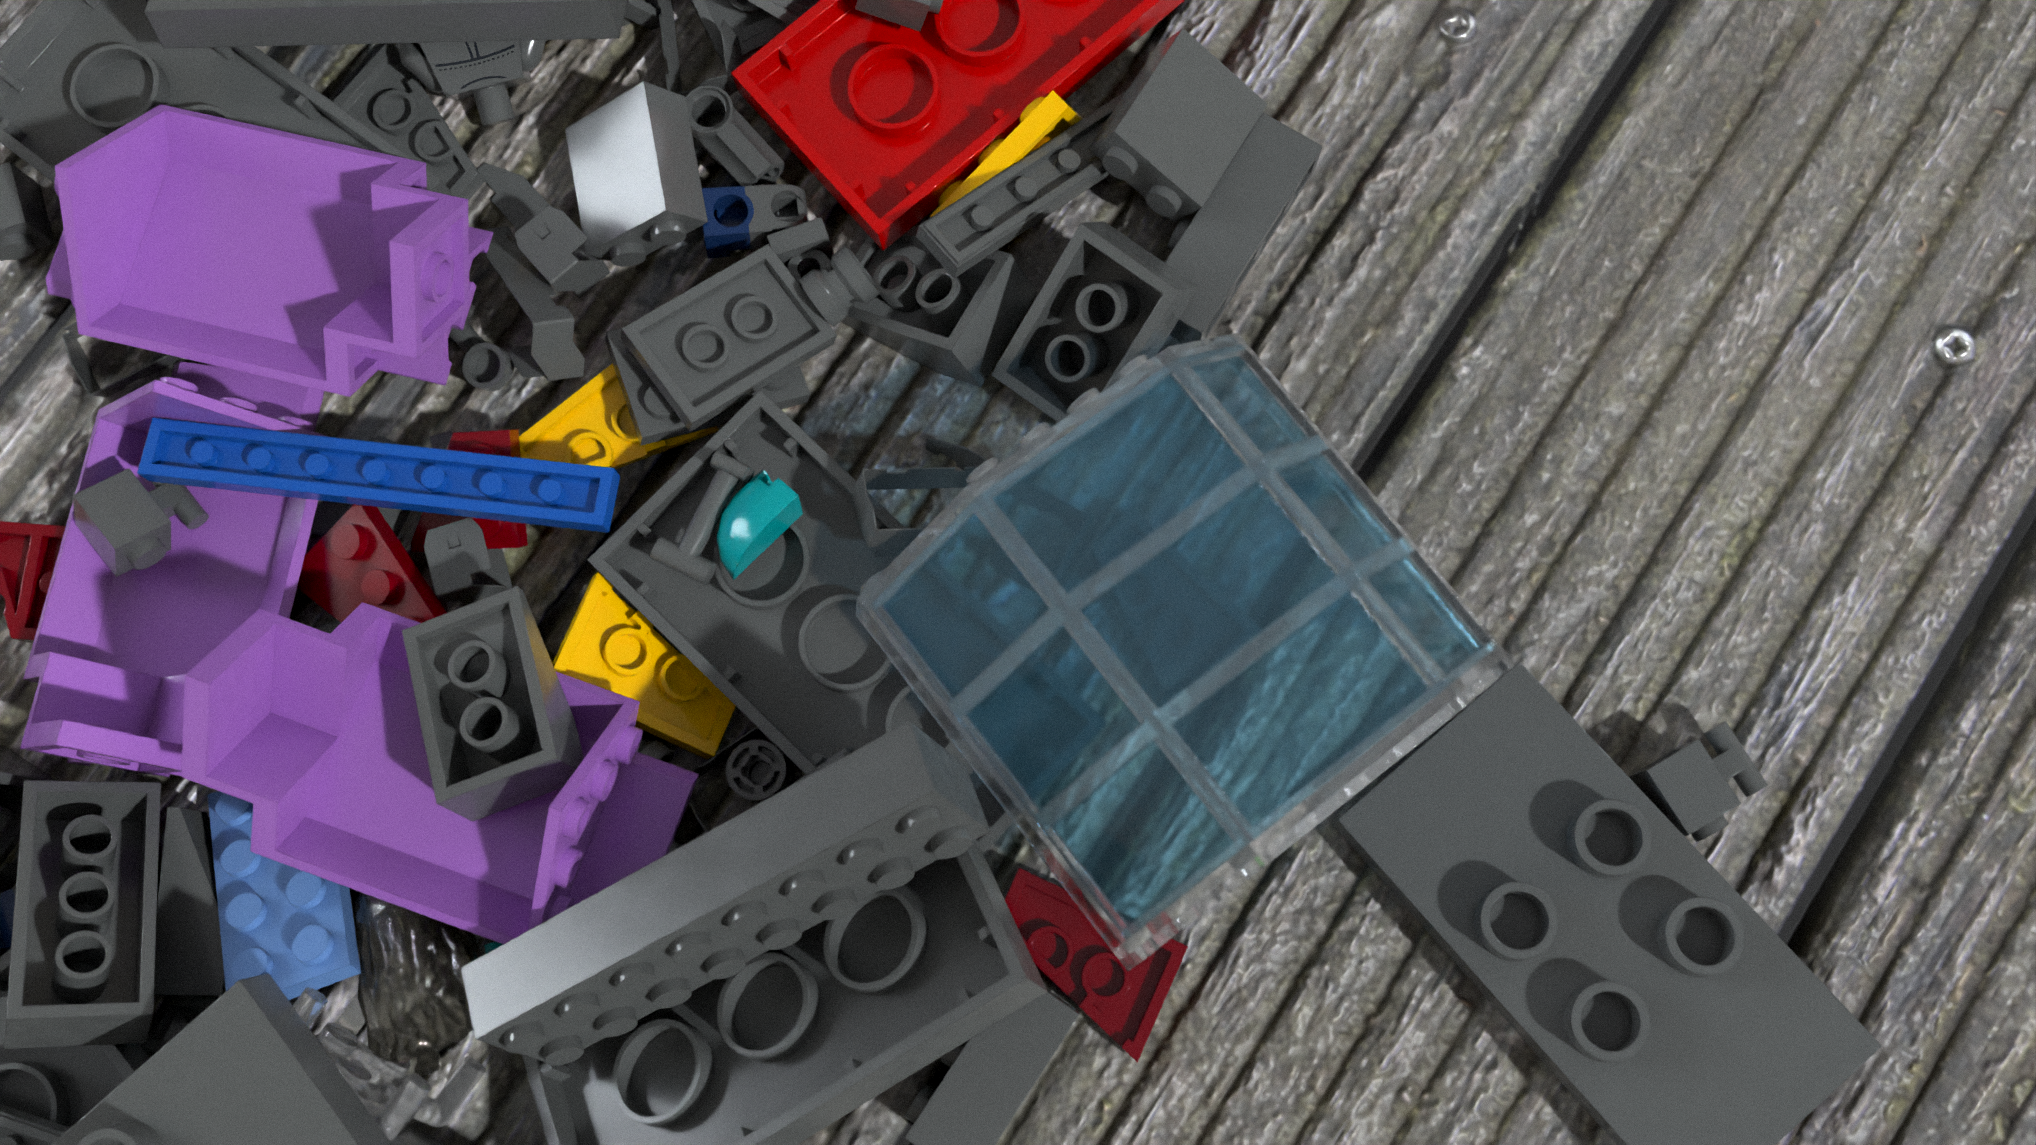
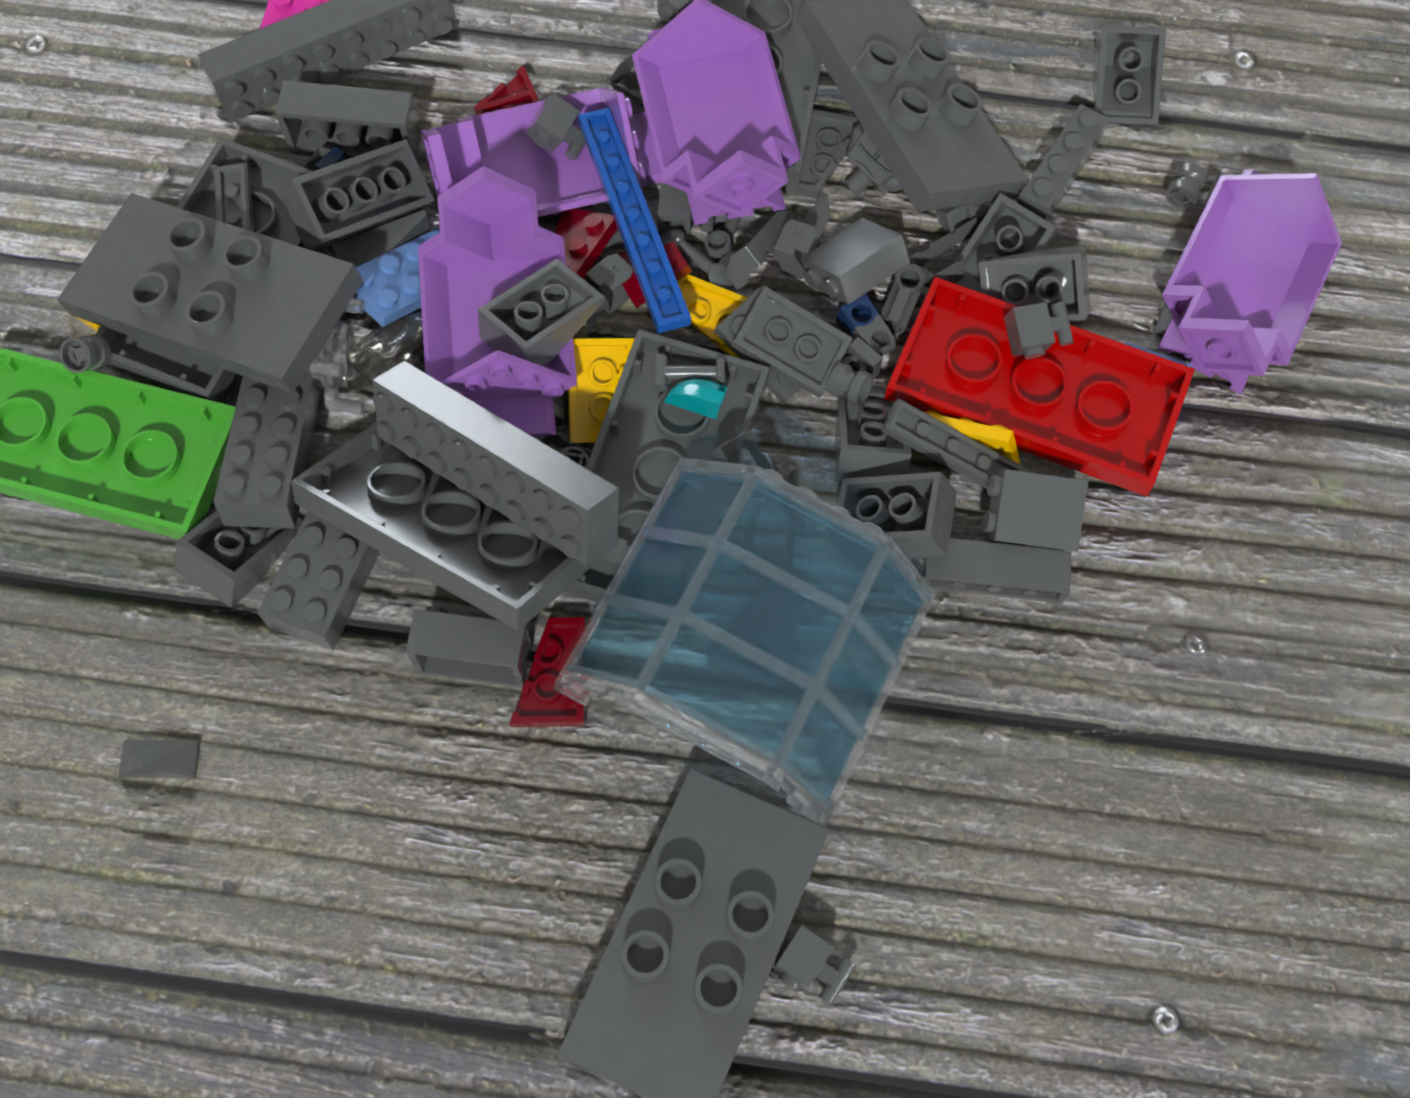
camera: 55 degrees right, 10 degrees down
(394, 406) = (675, 212): none -> dark grey brick
(534, 393) = (715, 271): none -> dark grey bar

